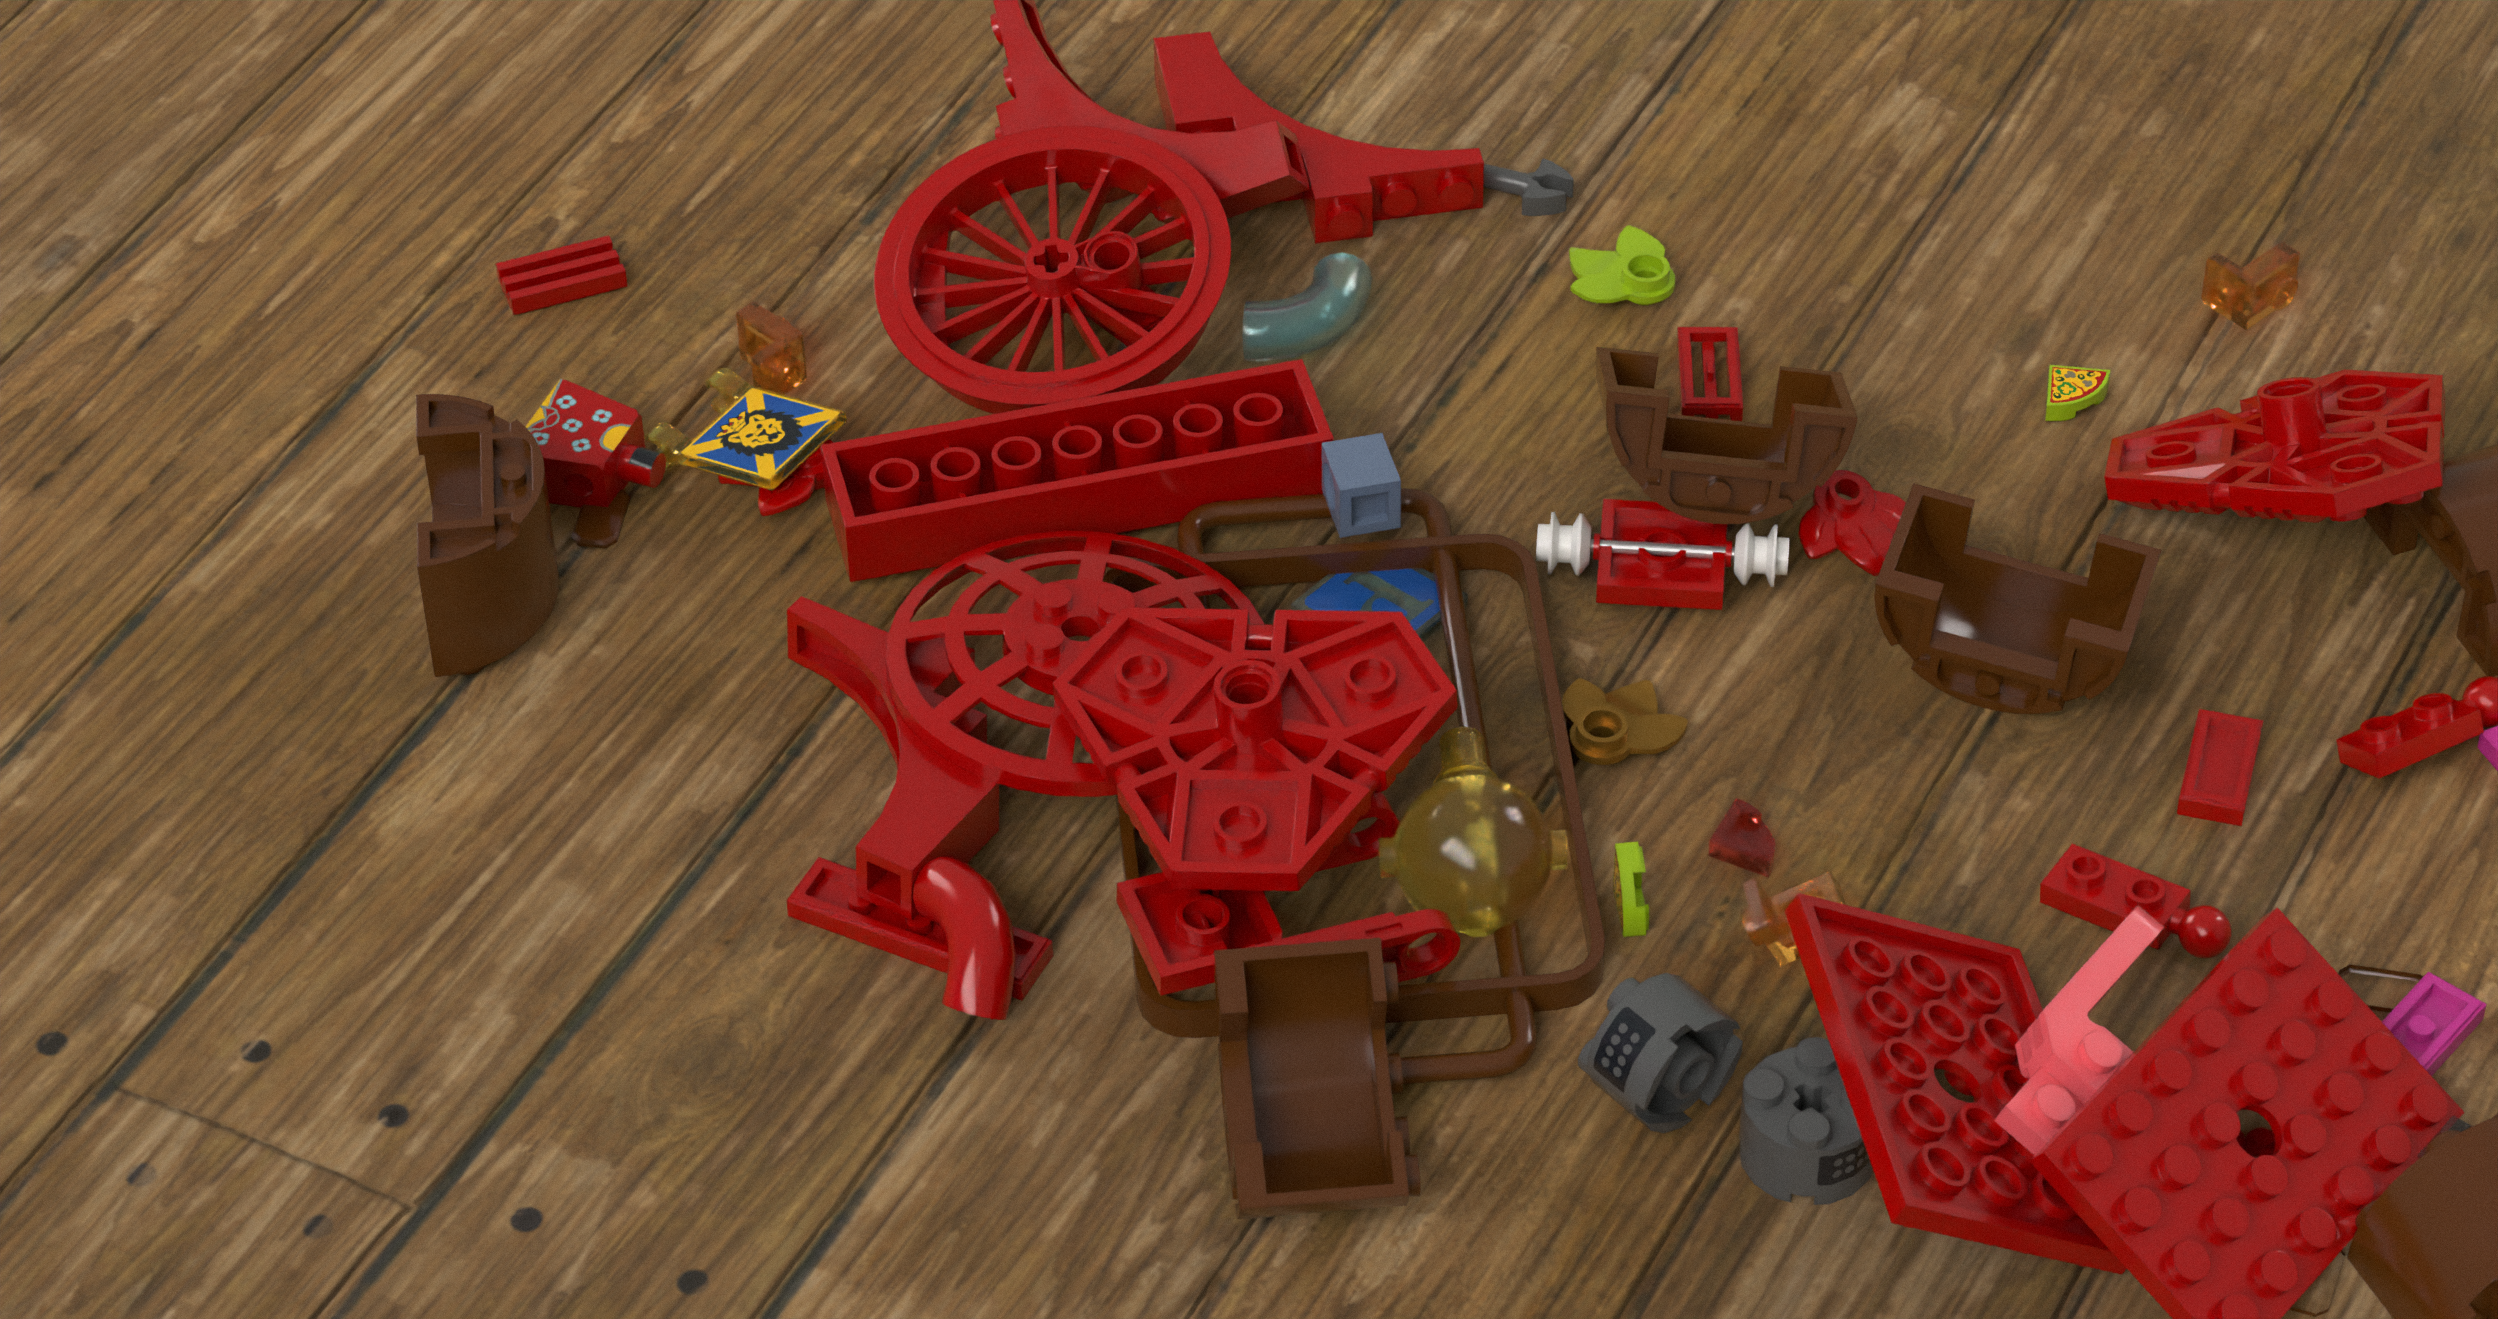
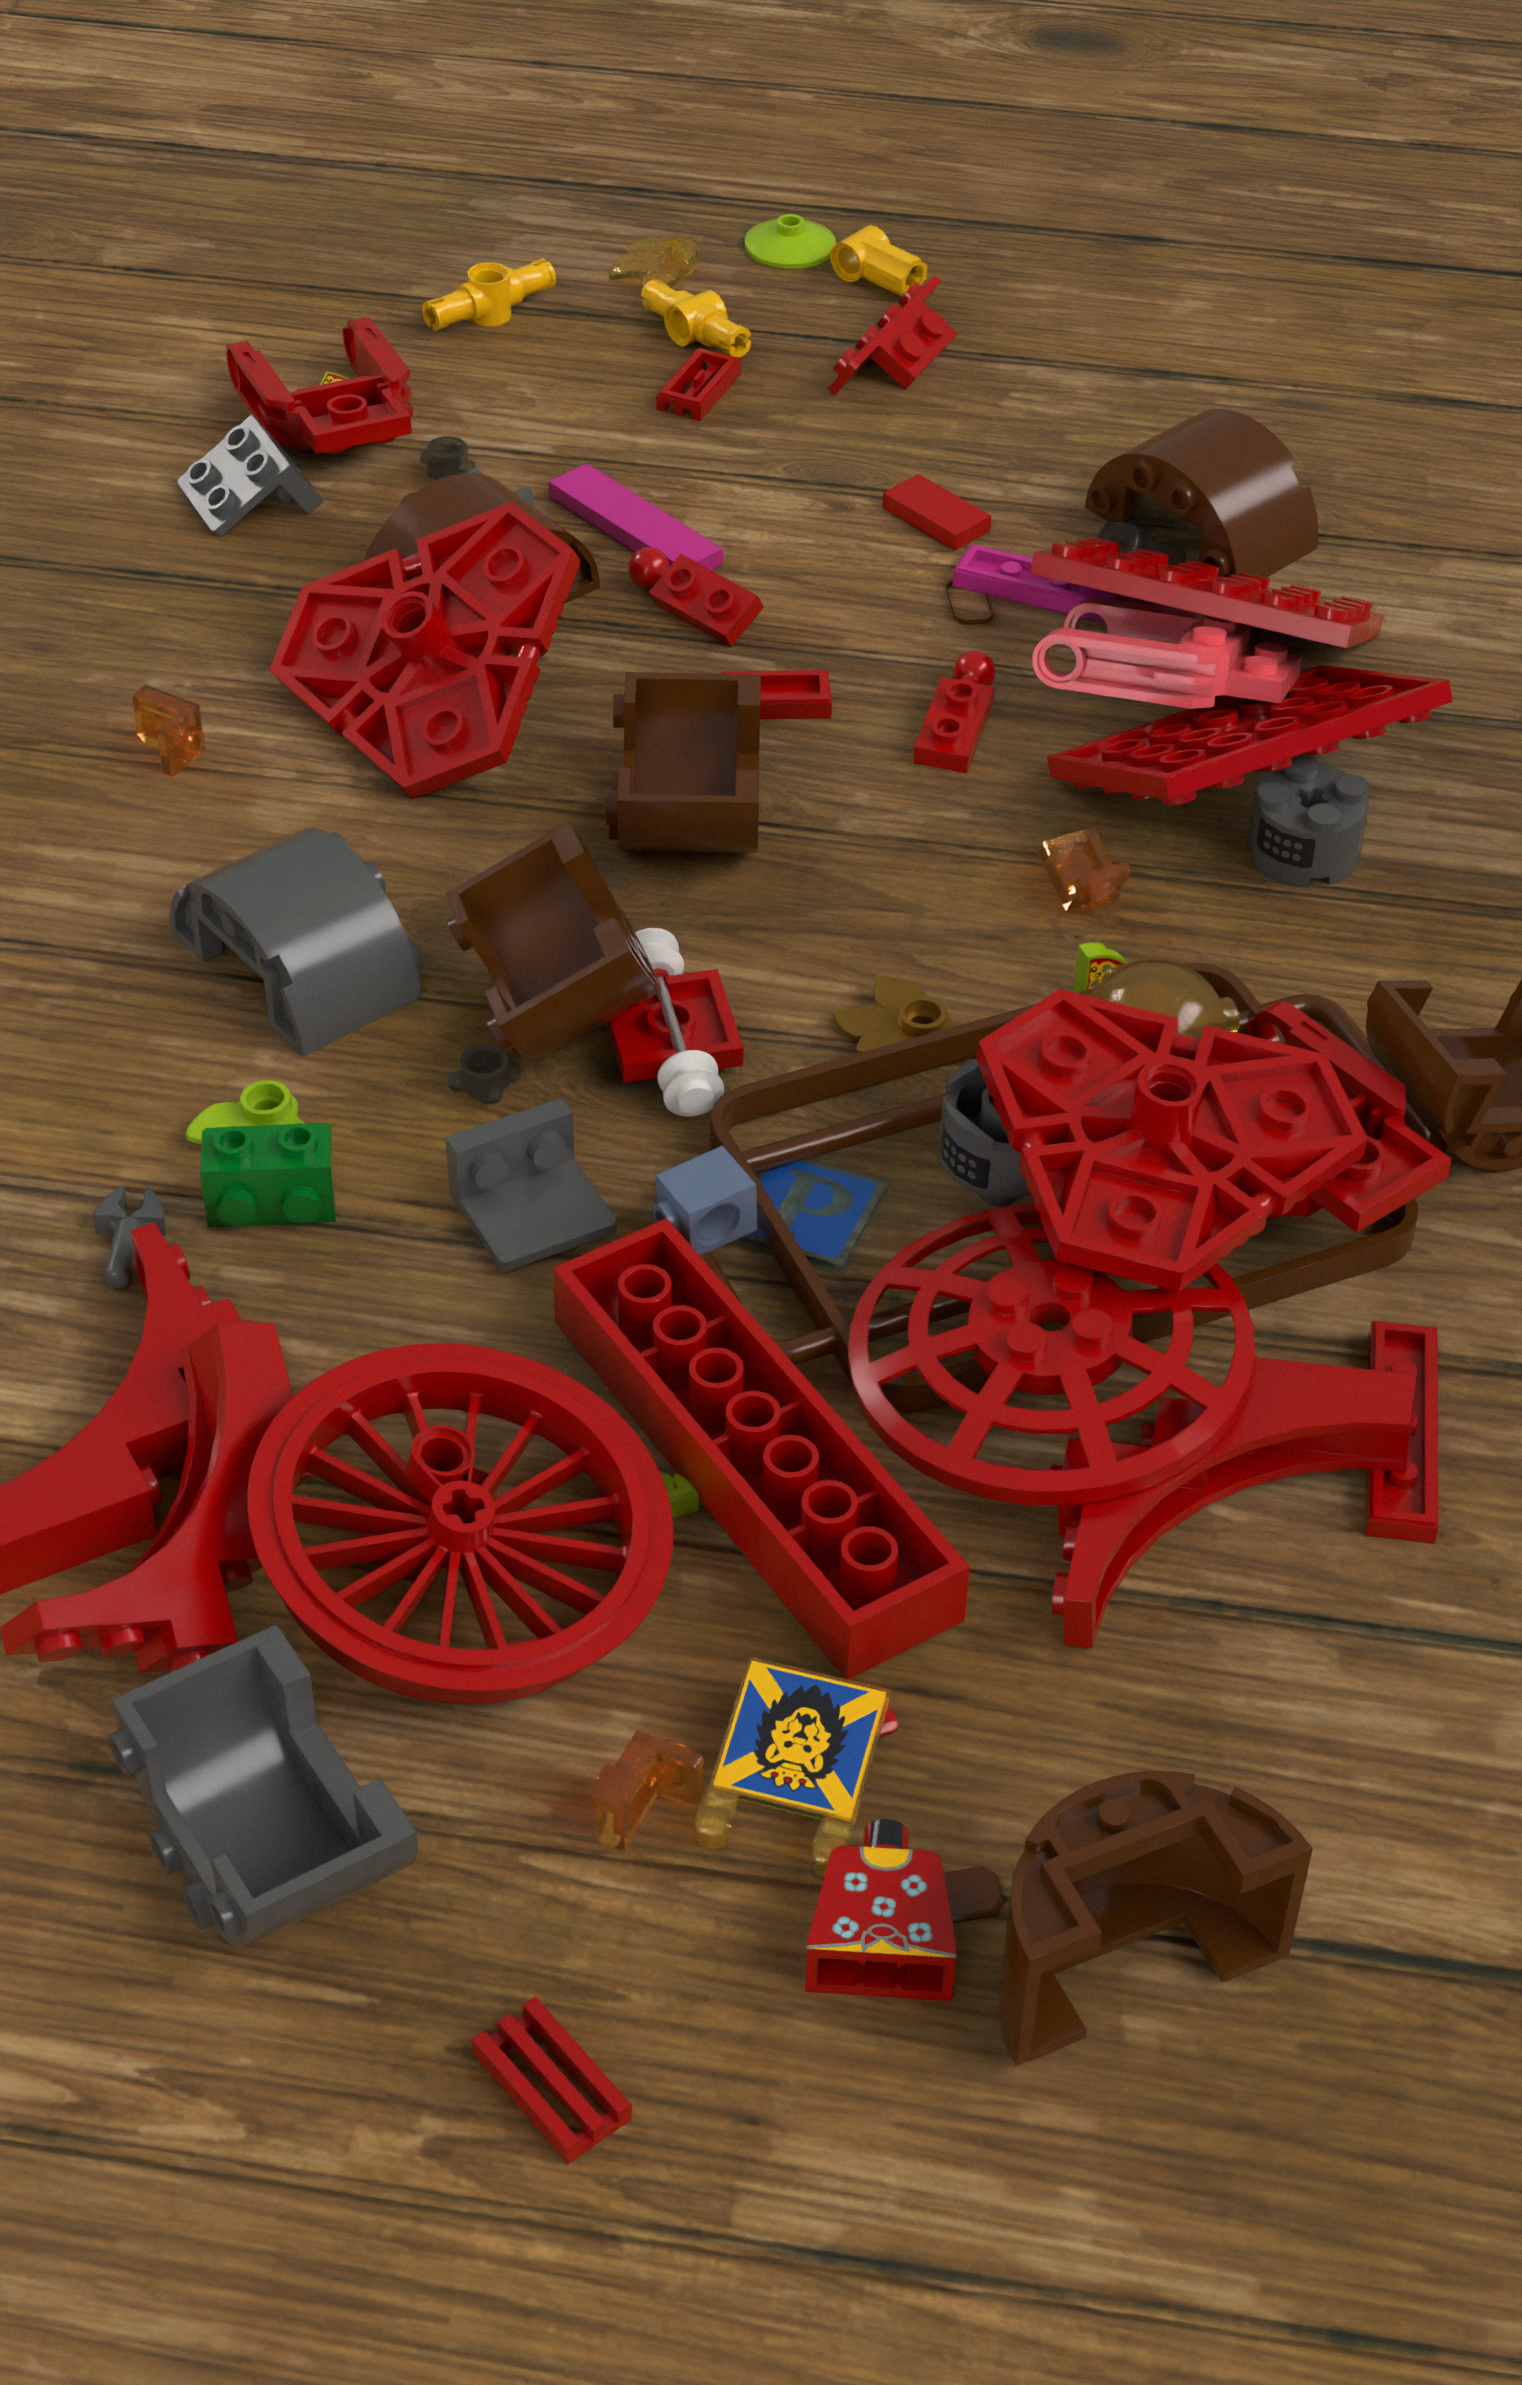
camera: 110 degrees left, 0 degrees up
(840, 156) = (254, 1791): none -> dark grey cylinder
(976, 935) = (1441, 1334): red cylinder -> none
(1312, 317) = (401, 1316): clear light blue cylinder -> none
(1457, 417) = (525, 1187): none -> dark grey bracket
(1533, 245) = (268, 1175): none -> green bracket
(1662, 1050) = (1301, 892): dark grey brick -> none
(1710, 404) = (390, 1049): red tile -> none
(1744, 840) = (991, 930): clear red tile -> none
(1862, 286) = (313, 931): none -> dark grey cylinder
(2073, 390) = (344, 819): tile -> none

